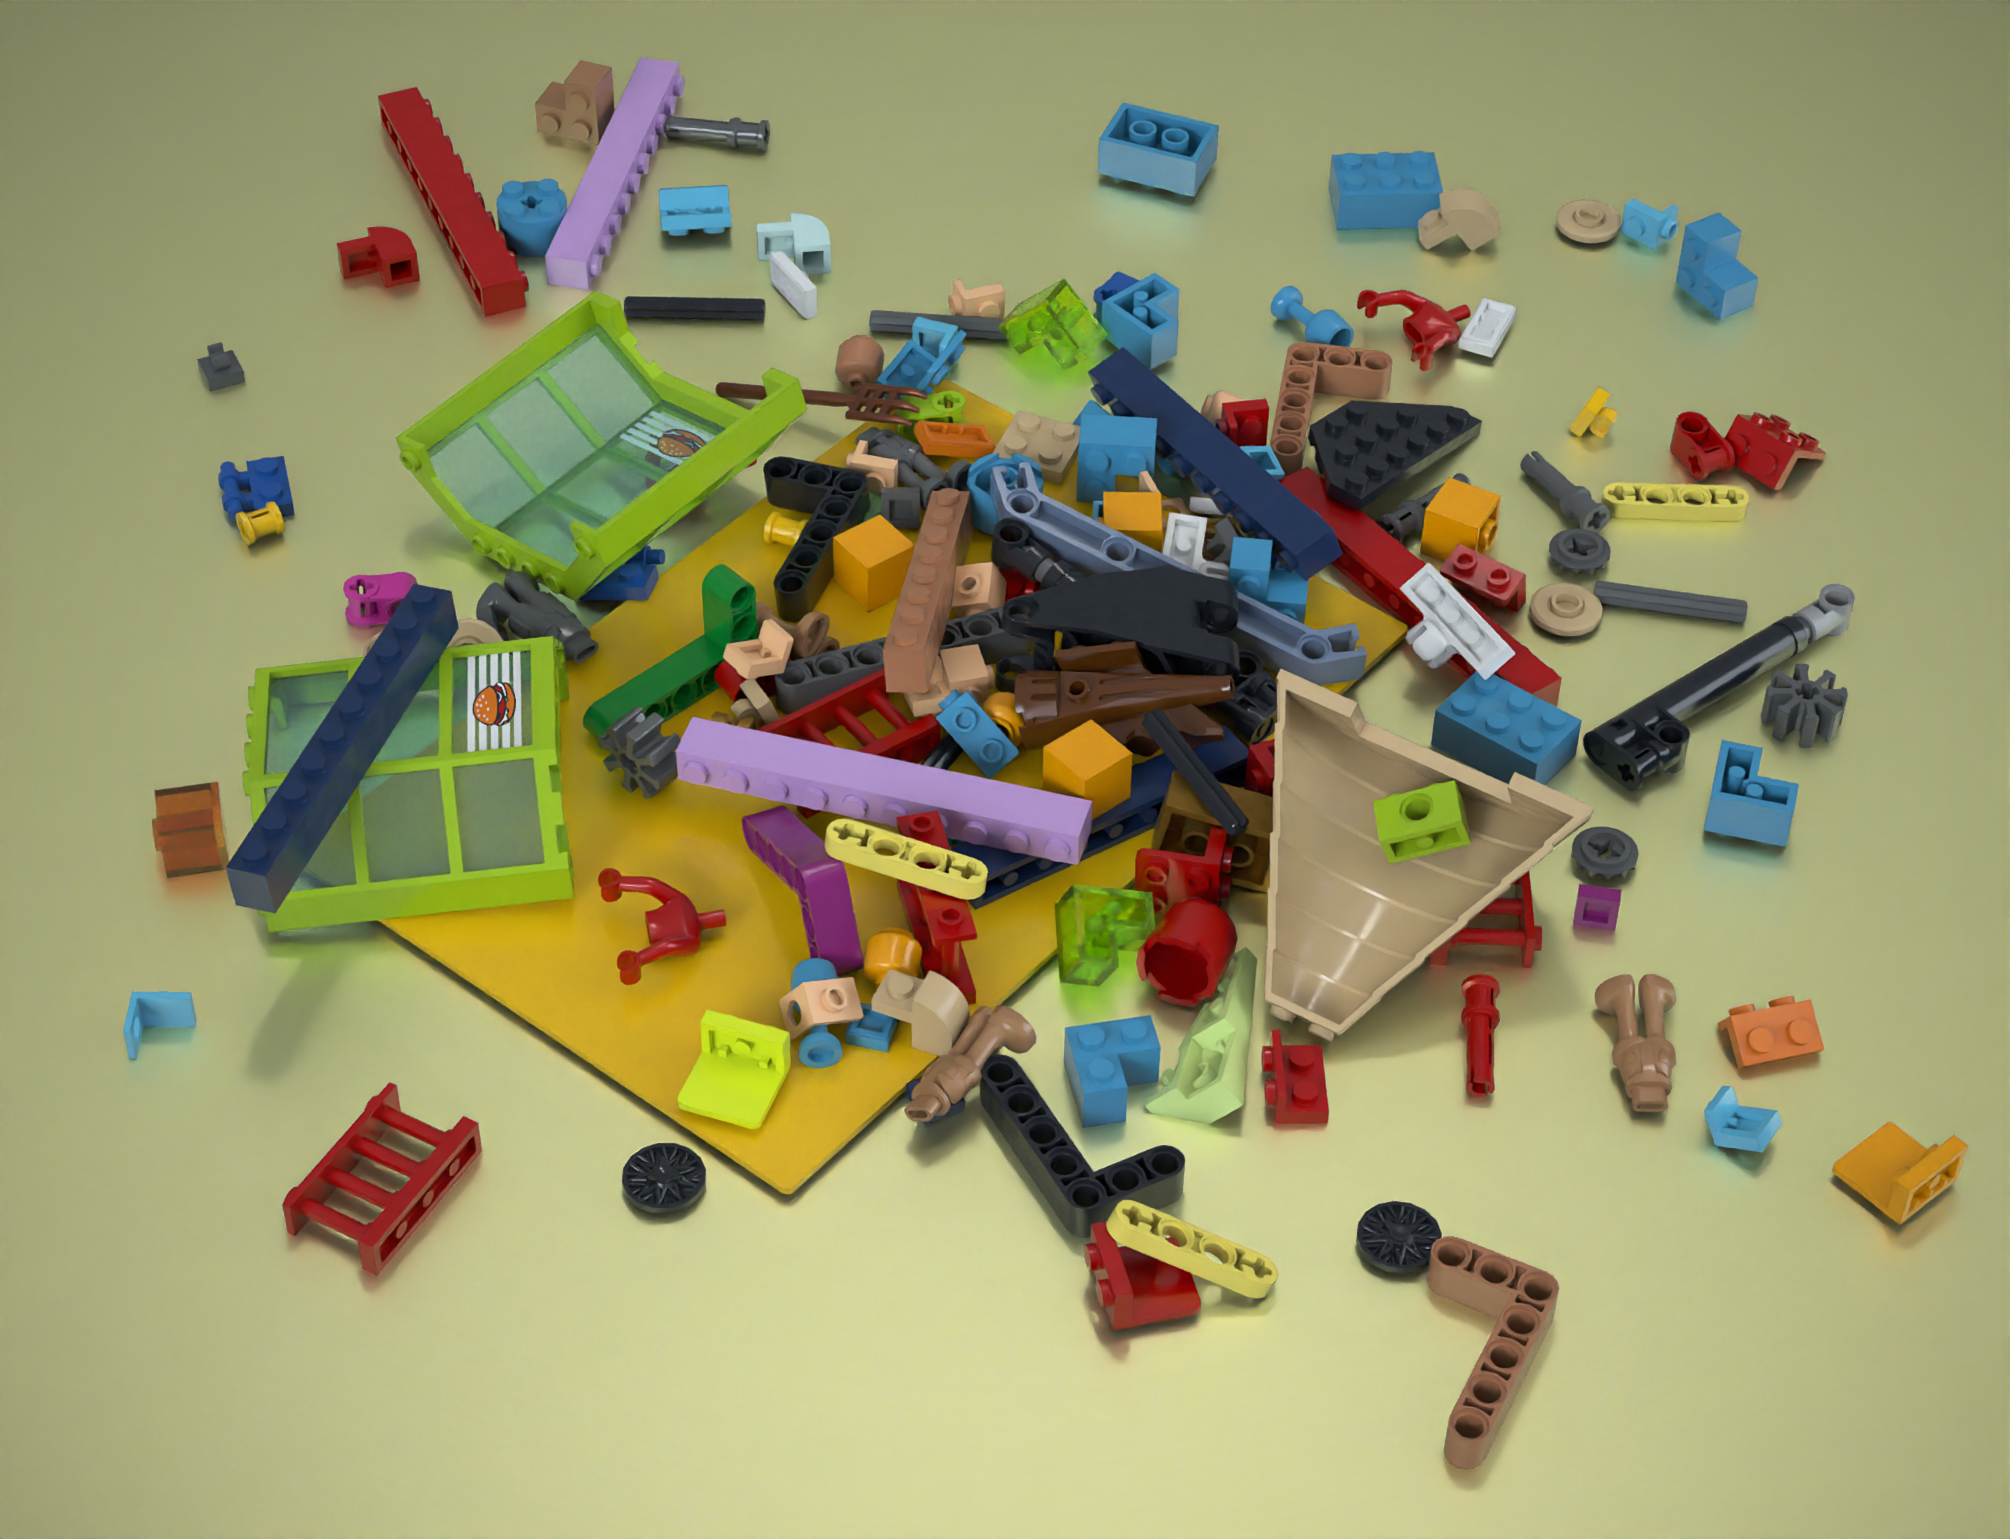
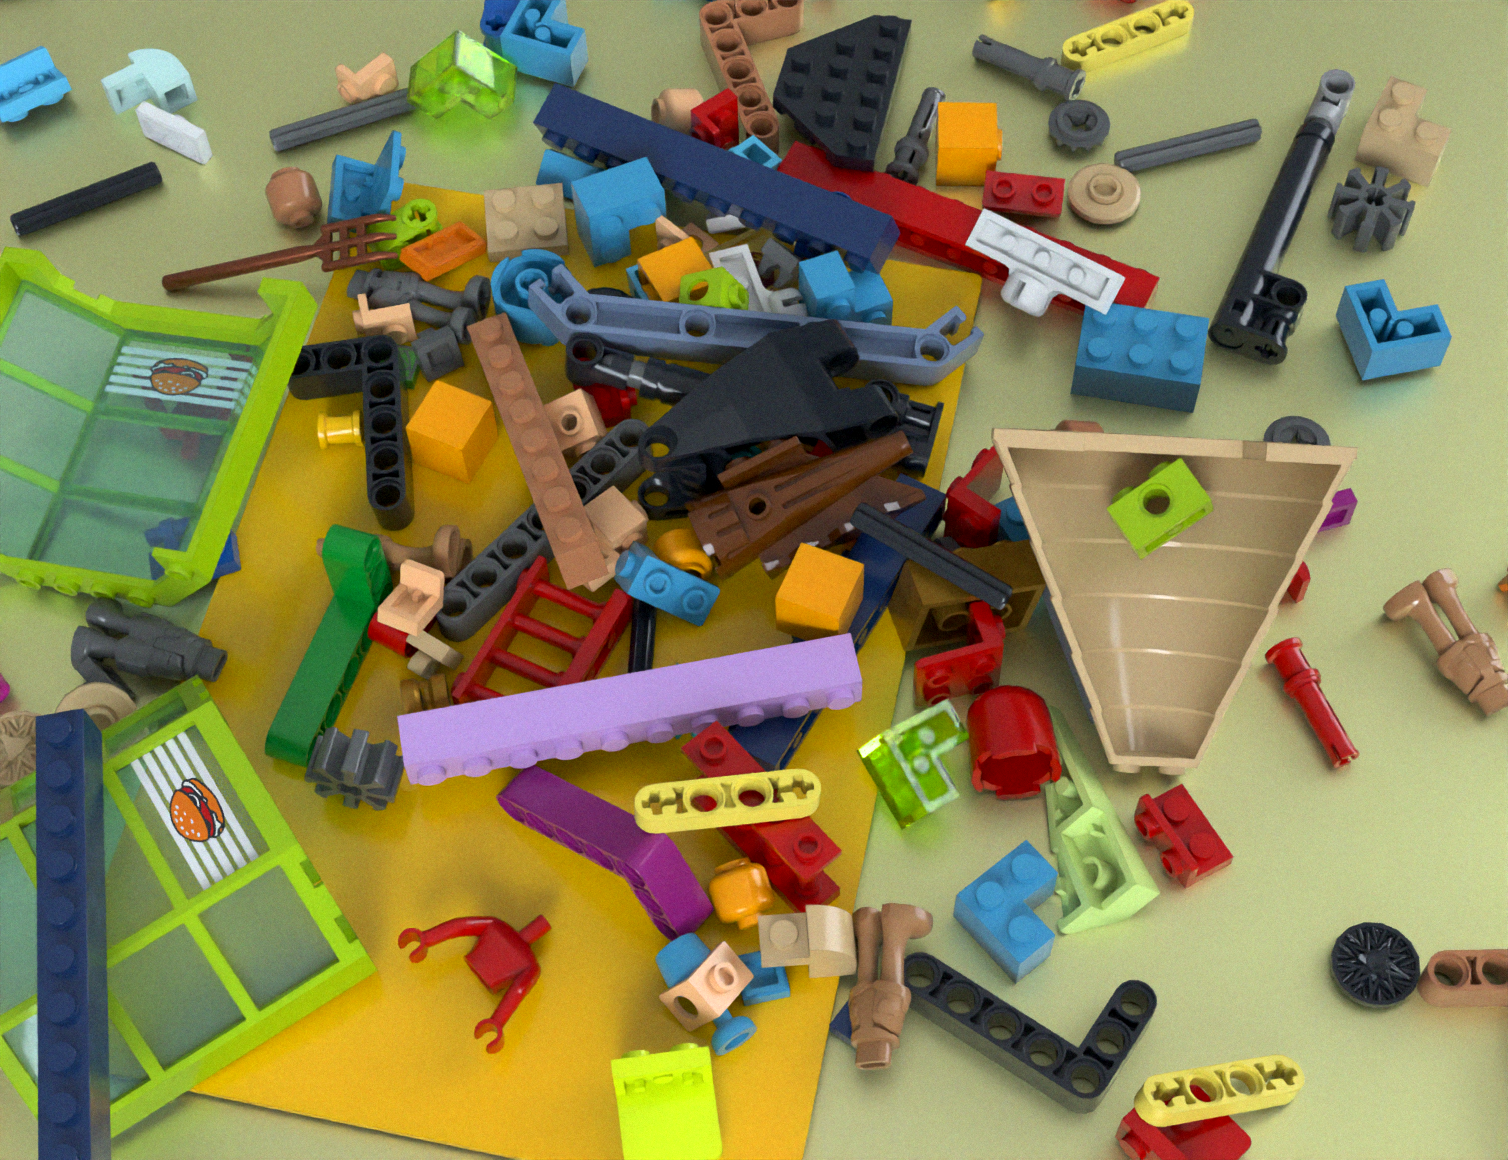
camera: 25 degrees left, 15 degrees up
(933, 335) = (354, 140): medium azure bracket -> none
(1155, 534) = (722, 291): none -> lime bracket
(1874, 659) = (1401, 139): none -> tan brick

